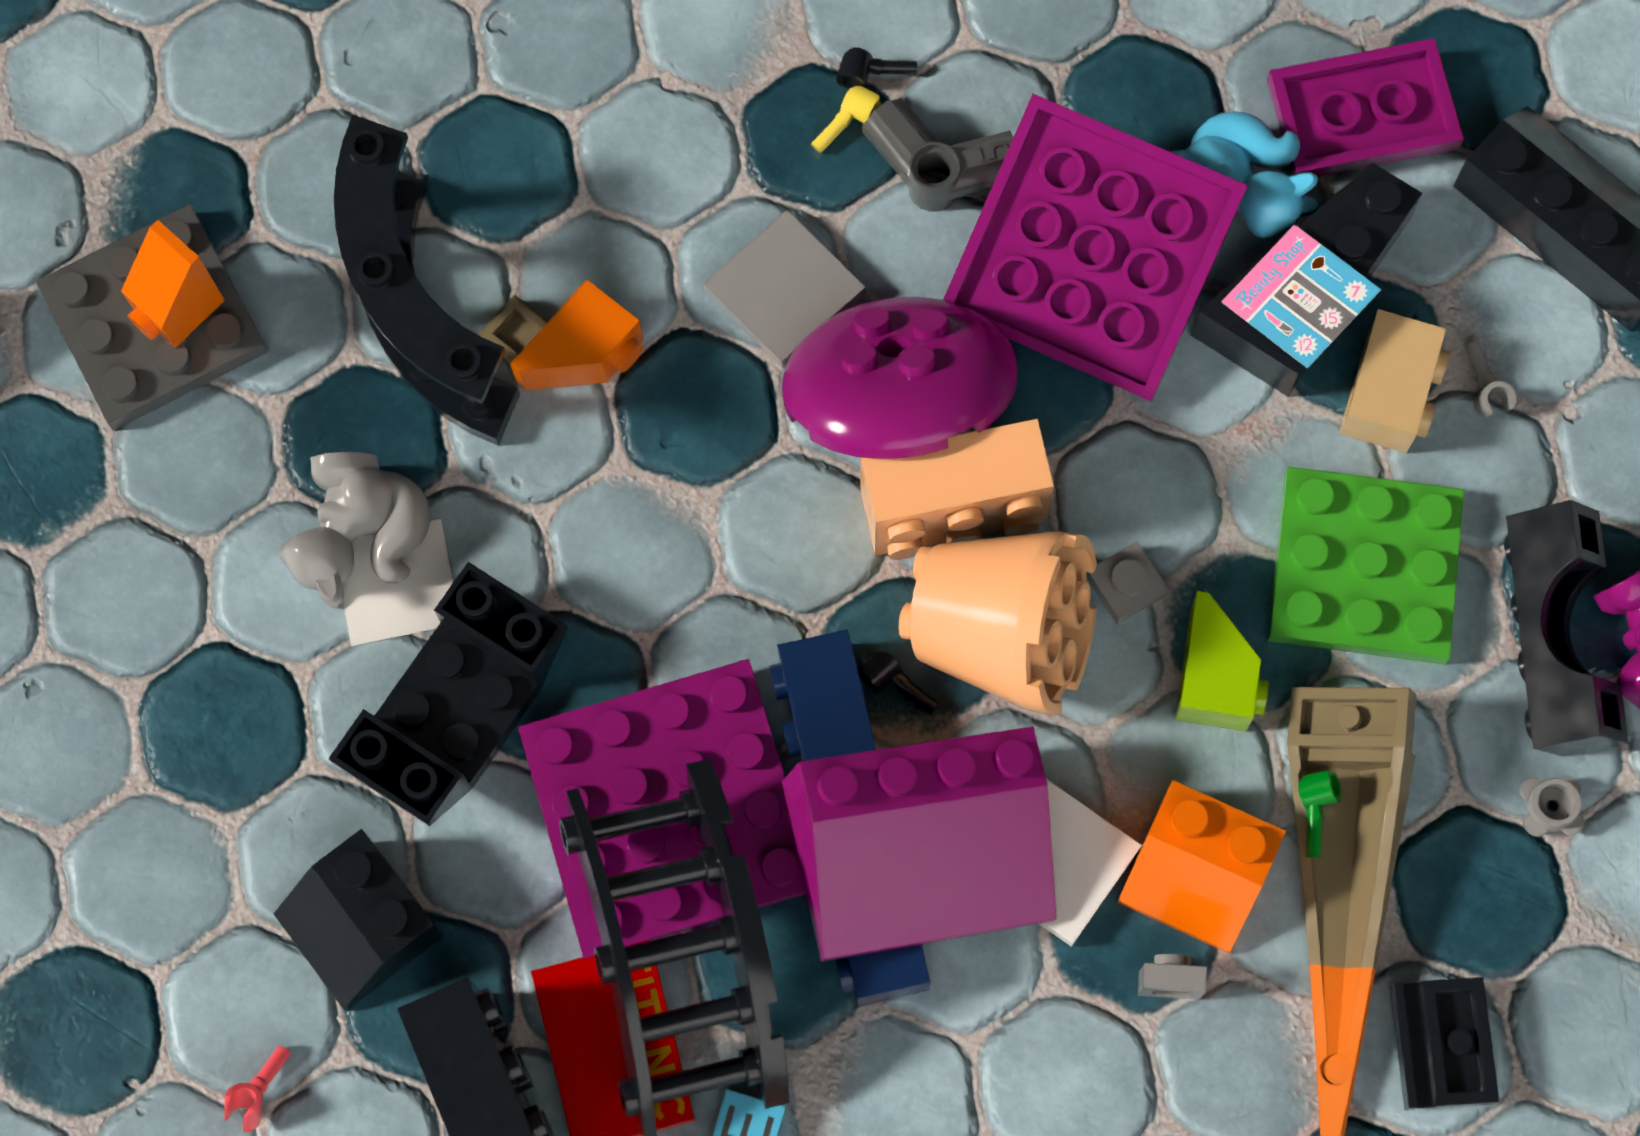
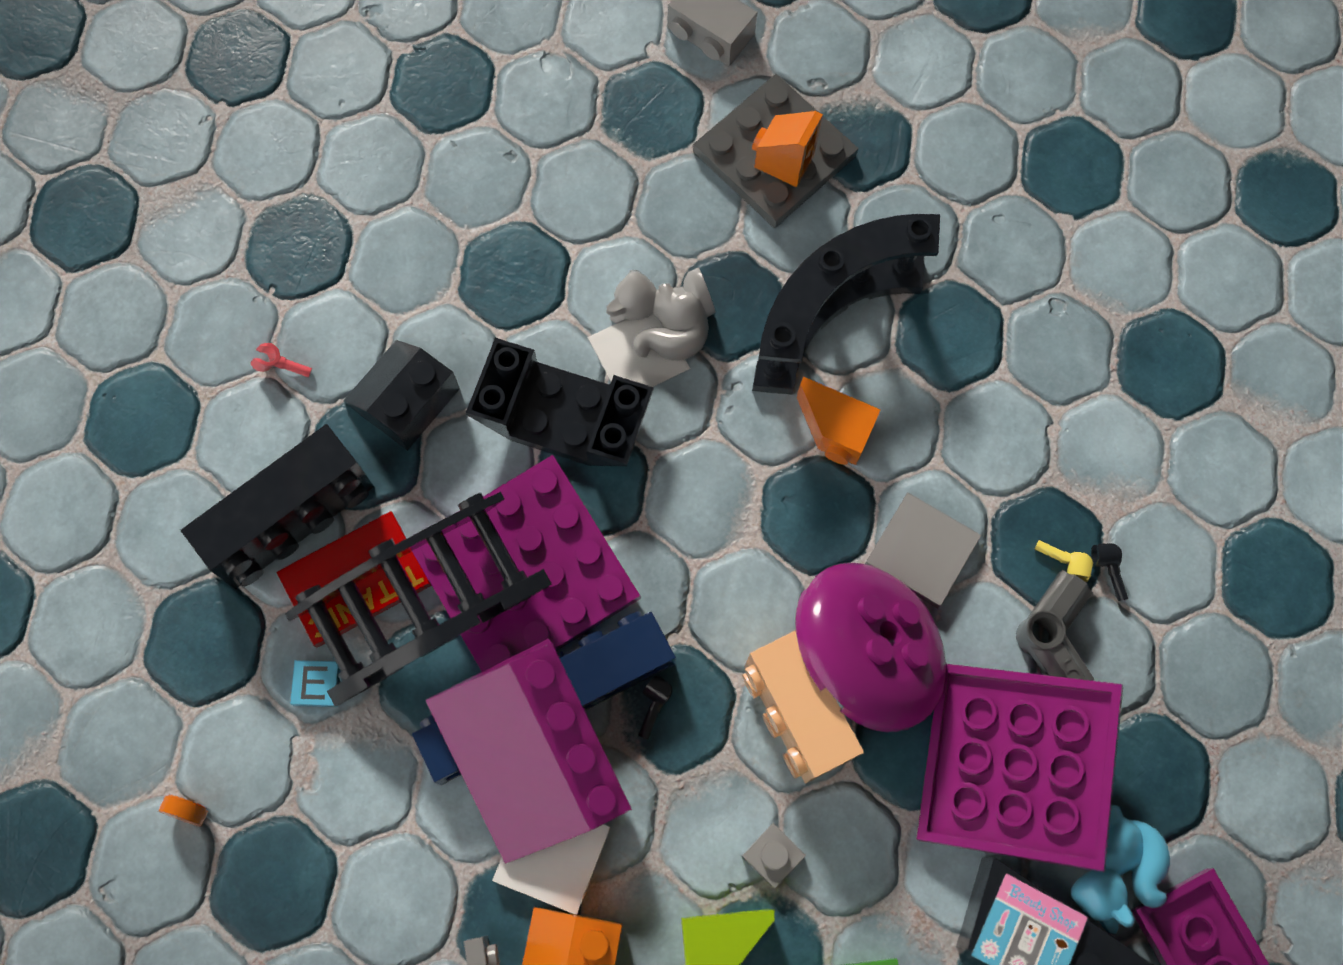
camera: 70 degrees right, 0 degrees up
(513, 328) = (835, 374): dark tan tile -> none
(1006, 614) = (714, 770): light nougat cone -> none

